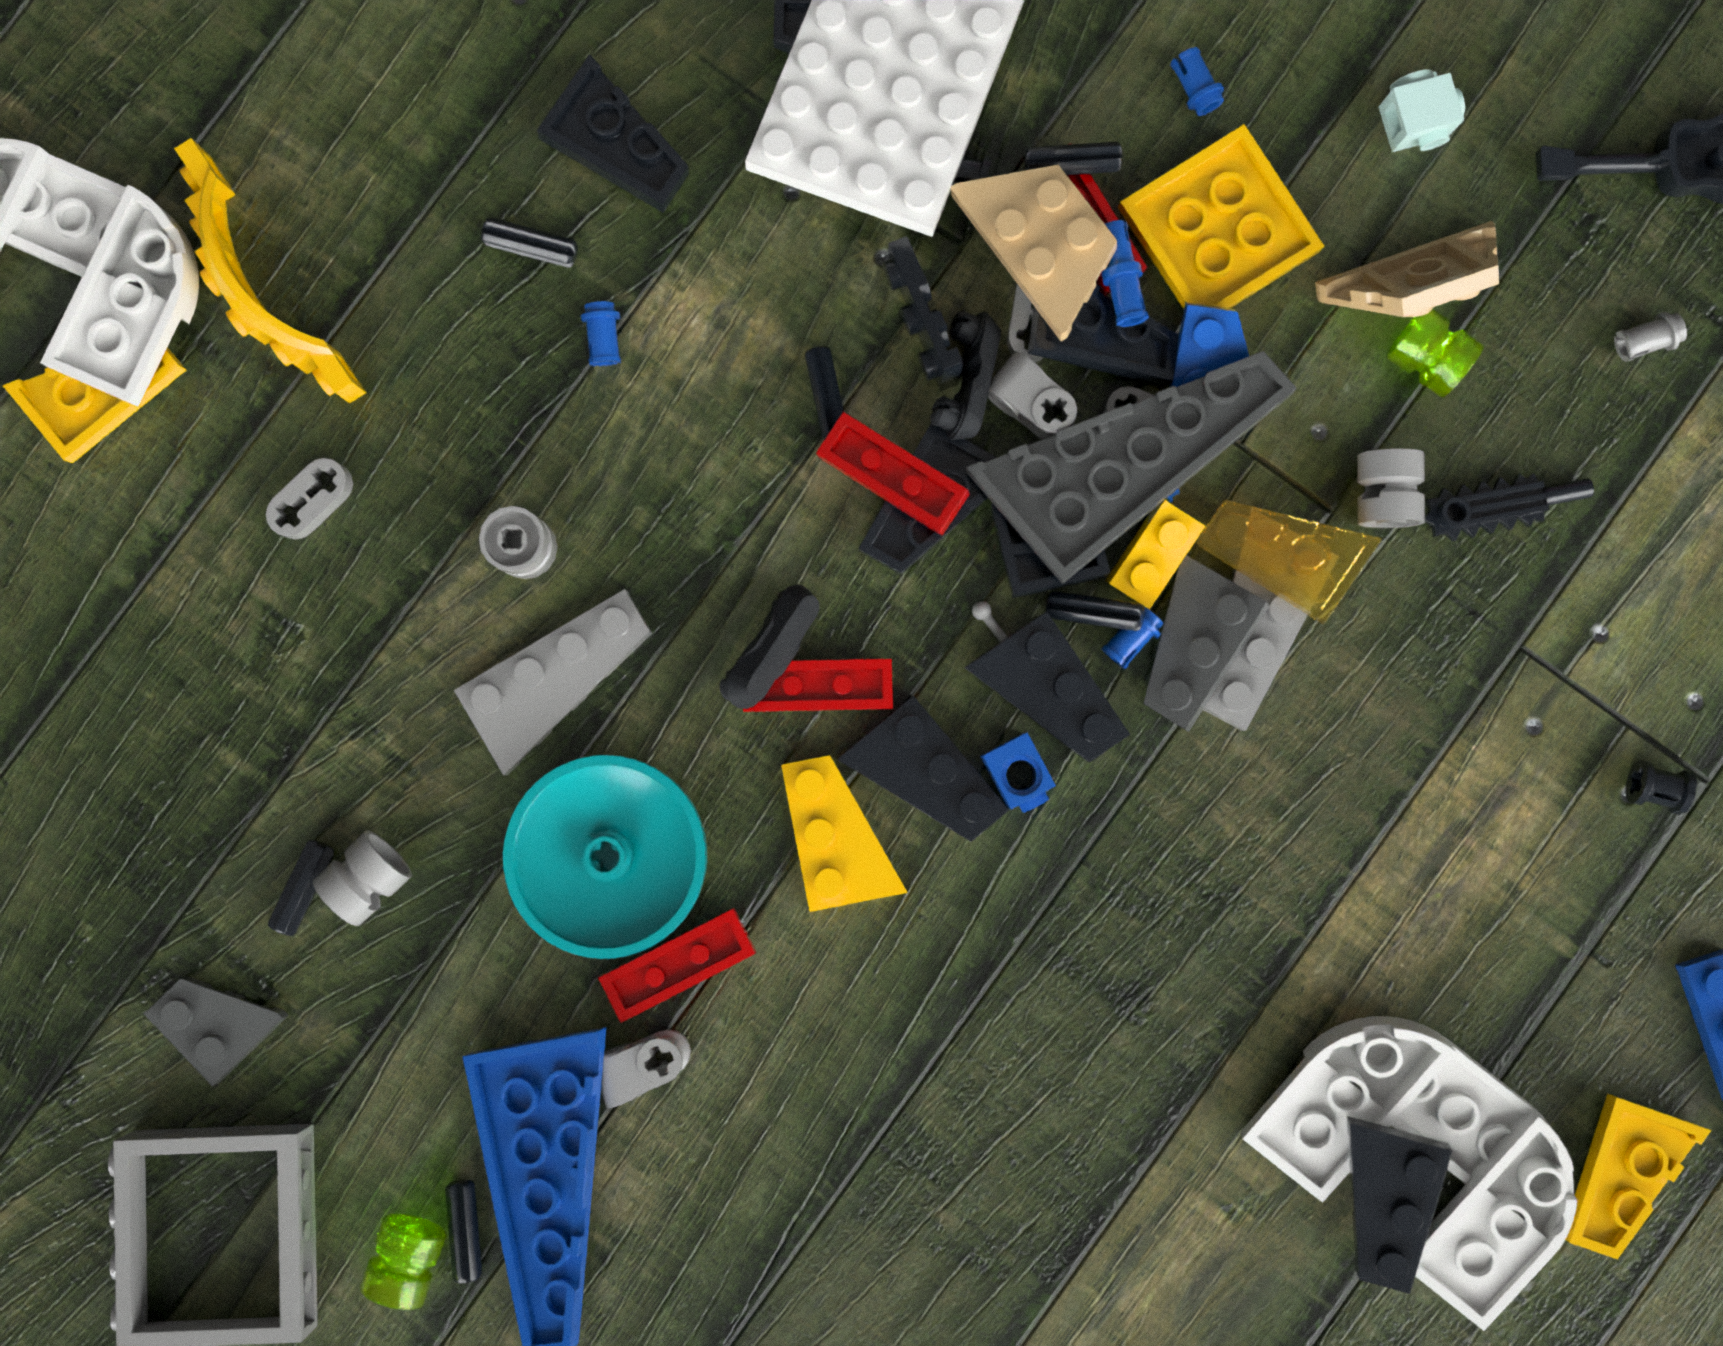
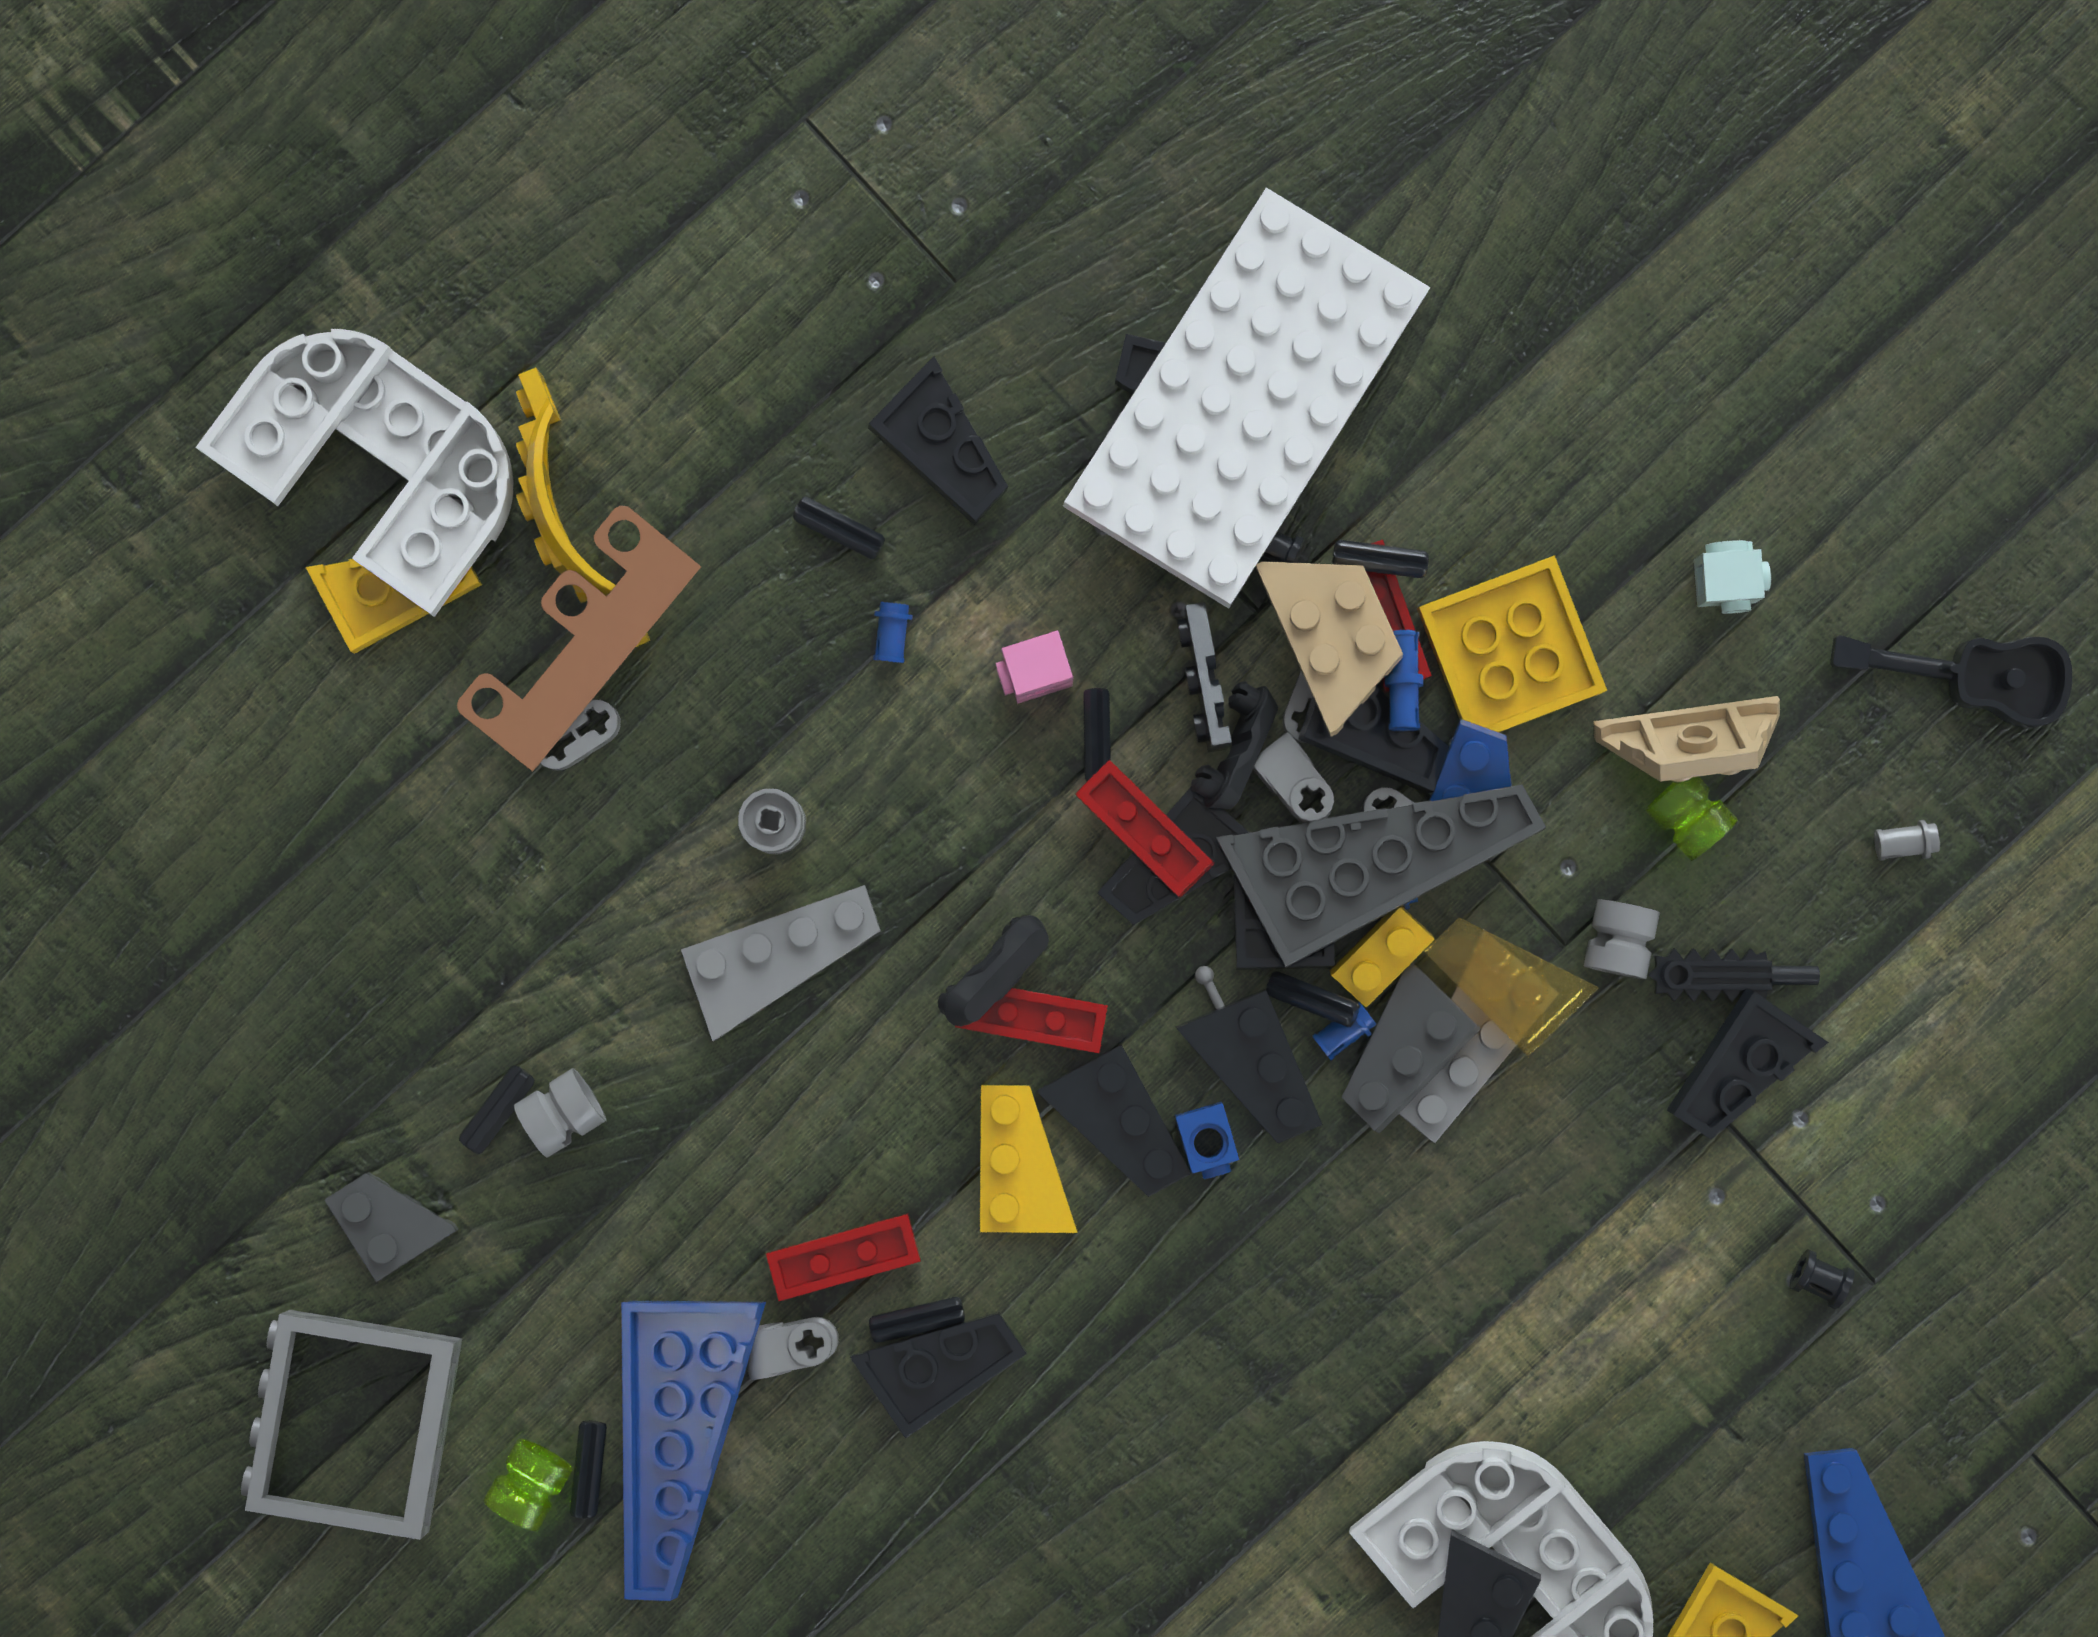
camera: 10 degrees right, 0 degrees up
(309, 397) = (602, 641): none -> nougat piece
(605, 856) = (796, 1139): teal dish -> none
(750, 334) = (1035, 667): none -> bright pink brick
(764, 1012) = (916, 1319): none -> black axle
(795, 1058) = (938, 1368): none -> black wing
(1197, 82) = (1519, 502): blue pin -> none
(1537, 581) = (1742, 1061): none -> black wing

